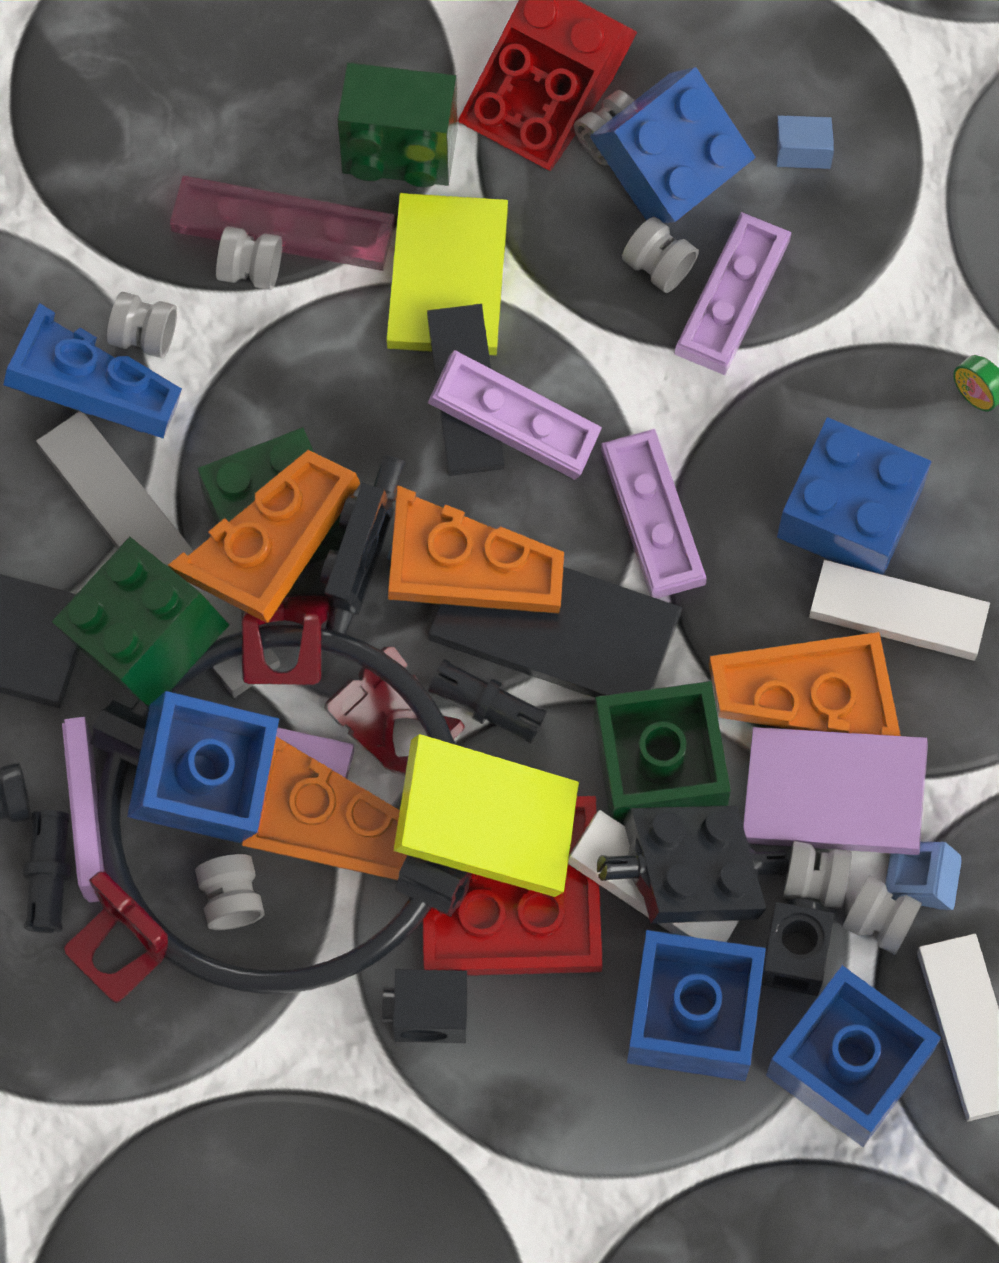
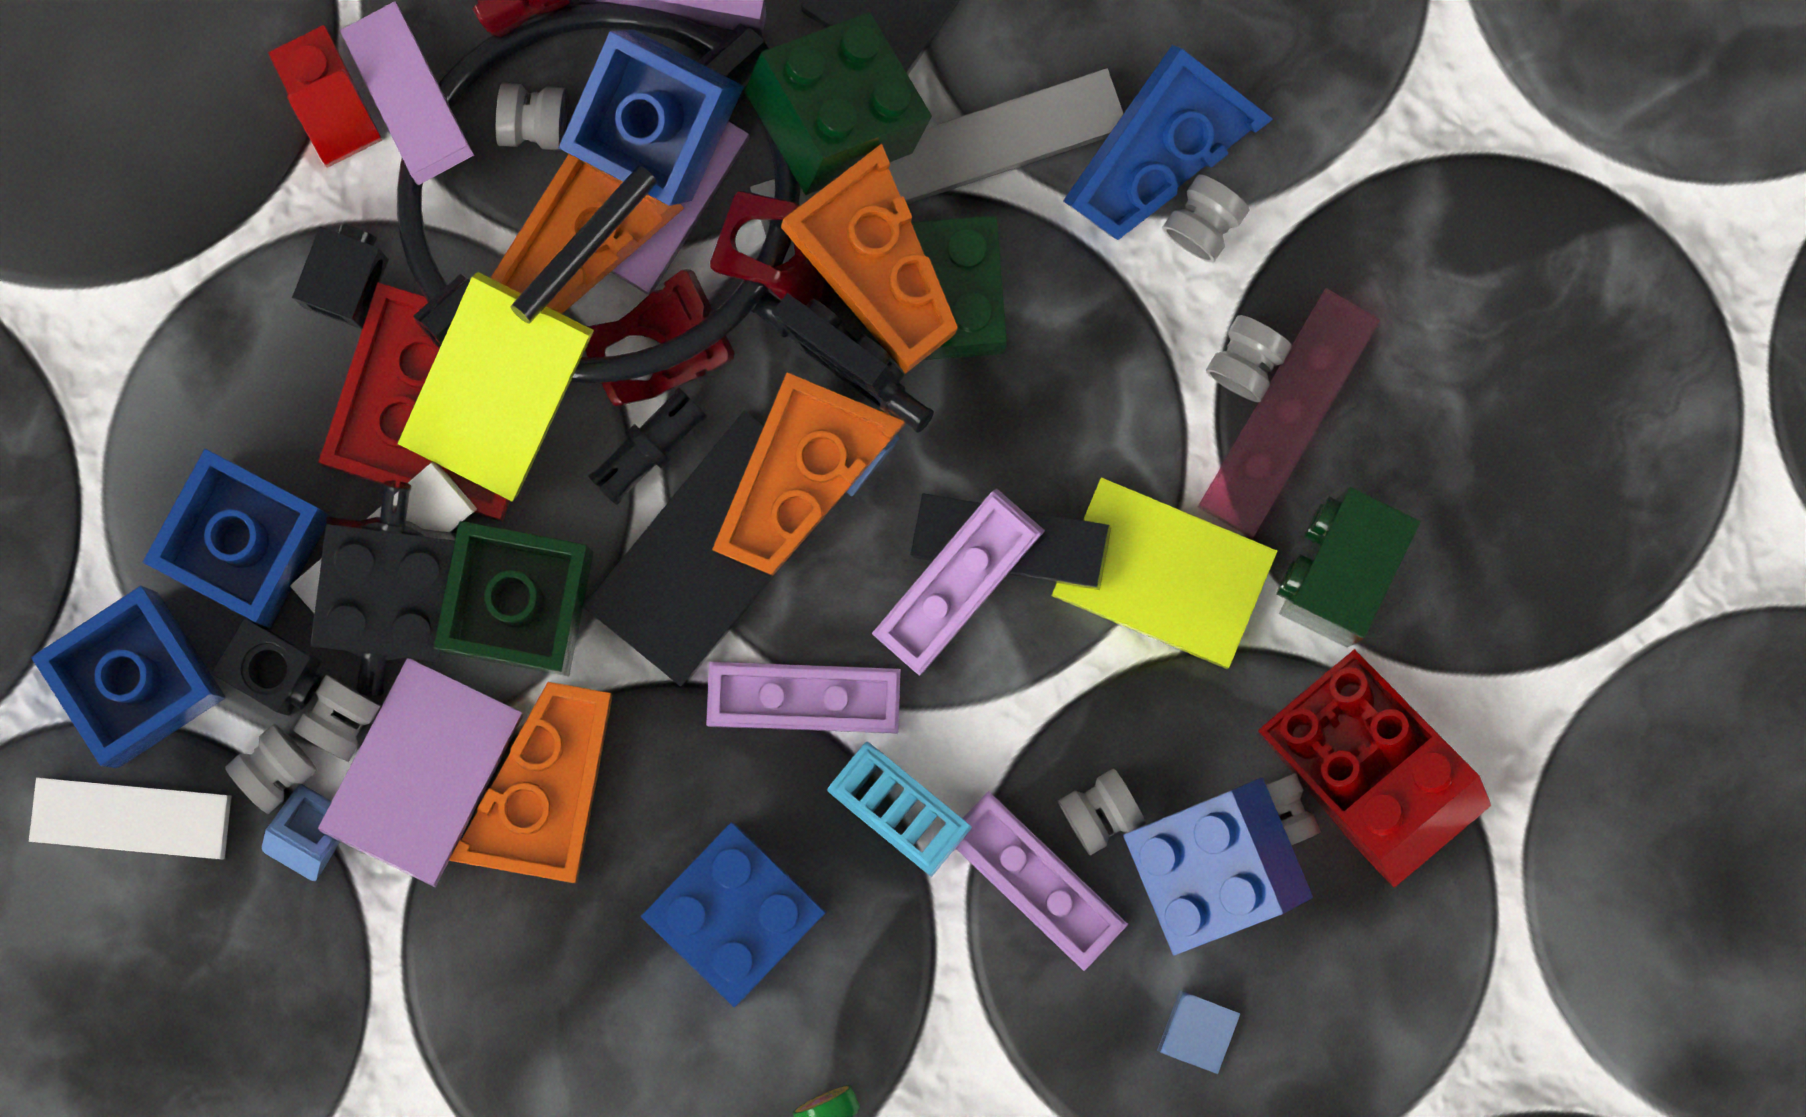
camera: 110 degrees right, 15 degrees up
(243, 1003) = (406, 93): none -> lavender tile
(267, 1086) = (324, 96): none -> red slope
(340, 764) = (583, 244): none -> black bar
(702, 445) = (856, 775): none -> medium azure slope
(899, 610) = (601, 920): white tile -> none

